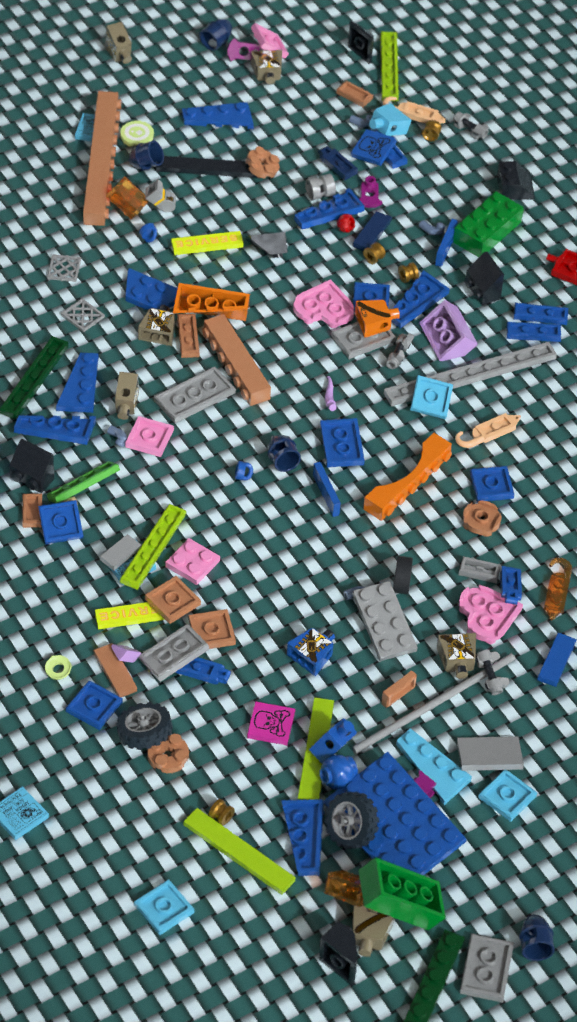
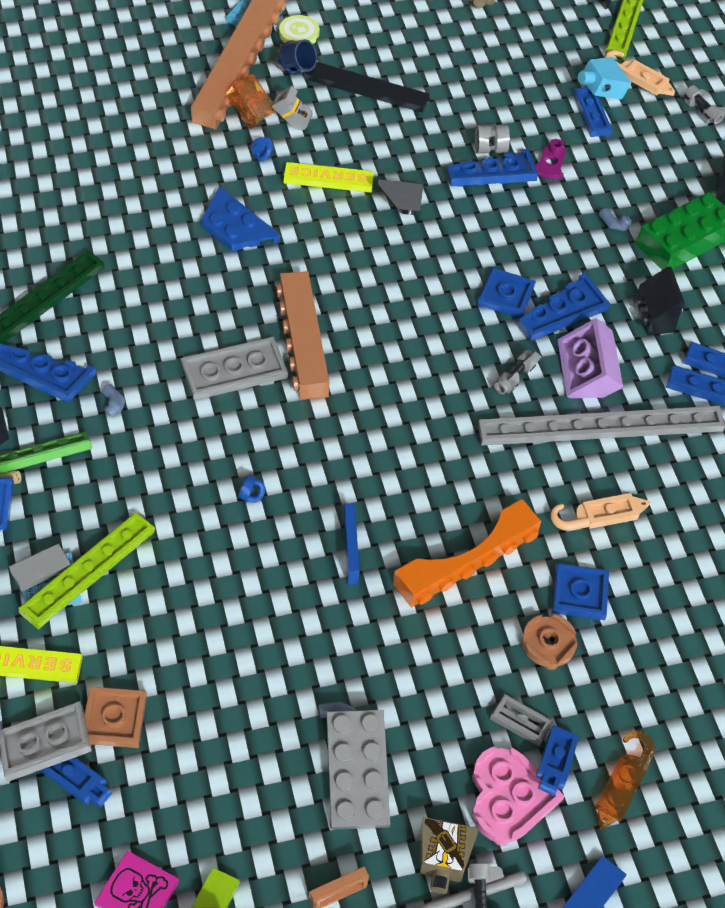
camera: 15 degrees right, 5 degrees up
(63, 277) = (138, 180): light grey window -> none
(81, 385) = (97, 322): blue wing -> none
(89, 307) = (134, 220): light grey window -> none
(126, 399) = (142, 349): dark tan torso -> none
(149, 436) = (151, 411): bright pink plate -> none
(157, 326) = (223, 267): torso -> none
(172, 599) = (76, 658): nougat plate -> none
(188, 335) = (258, 288): nougat tile -> none
(192, 561) = (133, 603): bright pink plate -> none
(211, 301) = (298, 251): orange wedge -> none
(226, 114) = (402, 29): blue wing -> none
(259, 156) = (442, 95): nougat plate -> none
(283, 453) = (312, 477): dark blue helmet -> none
(311, 649) = (239, 787): torso -> none
(324, 303) = (445, 287): bright pink plate -> none
(330, 403) = (402, 419): lavender animal -> none
(337, 163) = (524, 115): dark blue hinge -> none
(342, 442) = (396, 481): blue plate -> none
(346, 223) = (508, 190): red piece -> none
(353, 343) = (478, 341): light grey tile -> none
(354, 94) = (575, 39): nougat tile -> none
(360, 122) = (568, 72): sand blue arm -> none
(372, 231) = (537, 208): dark blue tile -> none
(373, 147) = (574, 105): blue tile -> none
(374, 253) = (529, 236): pearl gold wheel -> none
(374, 316) = (500, 319): orange torso -> none
(403, 575) = (406, 704): black tyre -> none
(408, 272) = (564, 270): pearl gold wheel -> none
(431, 397) = (537, 446): medium azure tile -> none
(432, 130) = (653, 100): pearl gold wheel -> none
(446, 243) = (625, 244): blue tile -> none

